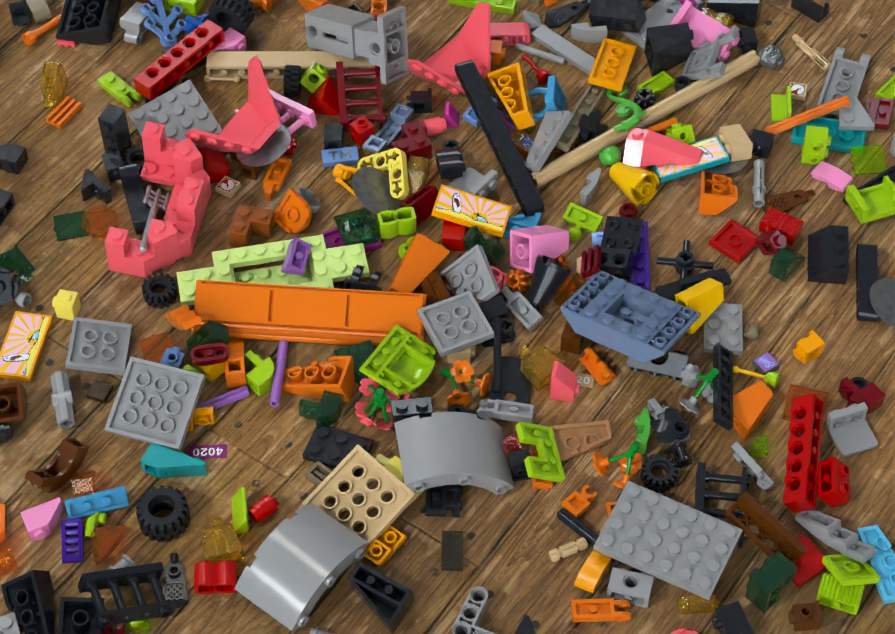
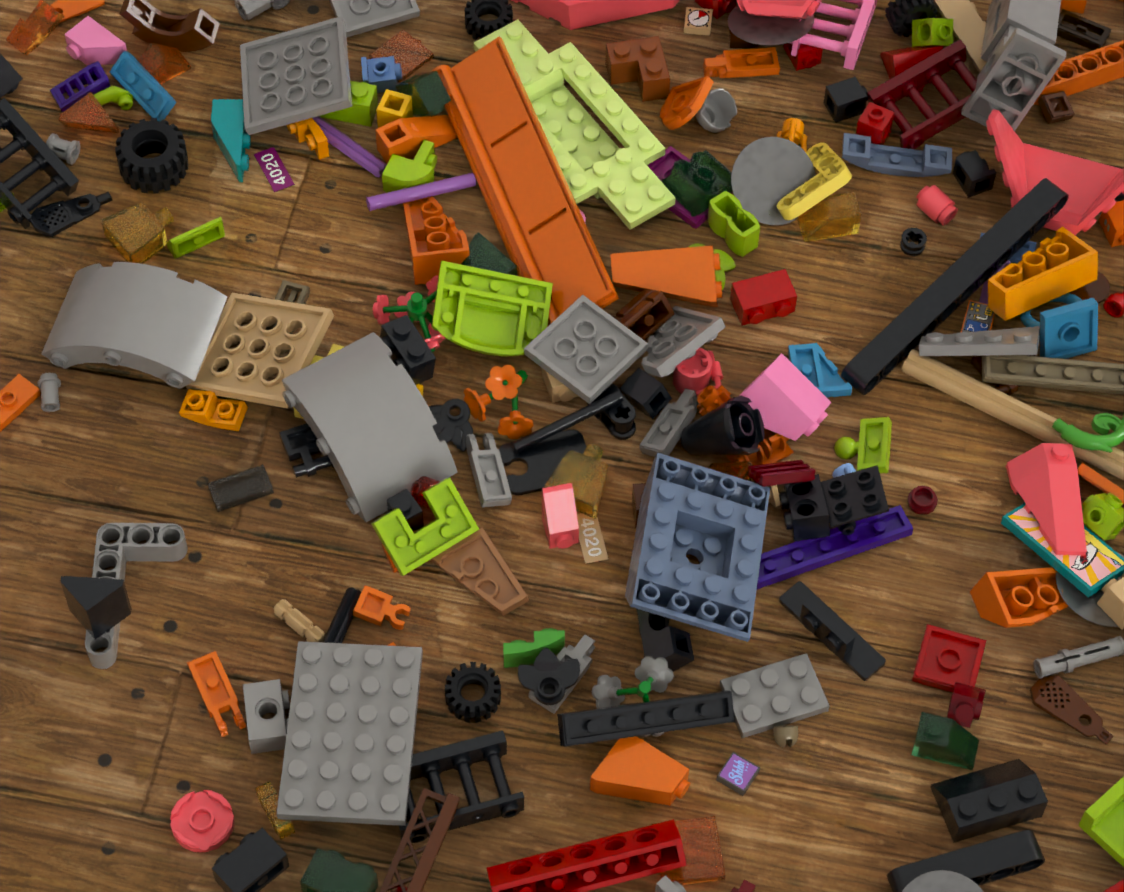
camera: 65 degrees right, 5 degrees up
(99, 391) = (306, 18): dark brown tile -> none
(183, 318) = (438, 52): orange slope -> none
(210, 354) = (393, 99): dark red plate -> none
(215, 577) = (87, 243): red brick -> none
(263, 508) = (208, 256): red brick -> none
(296, 257) = (603, 131): medium lavender slope -> none
(325, 412) = (389, 266): clear green brick -> none
(333, 445) = (345, 293): black plate -> none
(344, 156) = (821, 121): medium blue tile -> none
(355, 283) = (598, 222): black plate -> none
(382, 595) = (129, 429): black wedge -> none
(413, 141) = (883, 196): dark red brick -> none
(422, 202) = (788, 243): dark red brick -> none
(450, 163) = (876, 246): black brick -> none
(451, 115) = (970, 219): dark pink slope -> none
(471, 210) = (797, 299): tile -> none
(476, 183) = (856, 291): light grey bracket -> none
(491, 247) = (747, 338): clear green brick -> none
(591, 125) = (1053, 394): black plate -> none
(592, 184) = (950, 437): light grey slope -> none
(592, 571) = (267, 660): light orange slope -> none
(597, 367) = (616, 558): orange hinge -> none
(610, 155) = (1010, 438): bright green piece -> none
(629, 461) = (453, 614): orange plant -> none
(634, 182) = (973, 487): yellow cone -> none
(681, 454) = (516, 709): black bush -> none
(684, 261) = (864, 603): black bar -> none
(701, 298) = (787, 639): yellow slope -> none
(753, 468) = (538, 809): light grey hinge -> none
(759, 446) = (583, 809): clear neon green tile -> none
(770, 378) = (711, 788): hinge -> none
(786, 224) = (1007, 712): red brick -> none
(809, 348) = (792, 821): light orange brick -> none

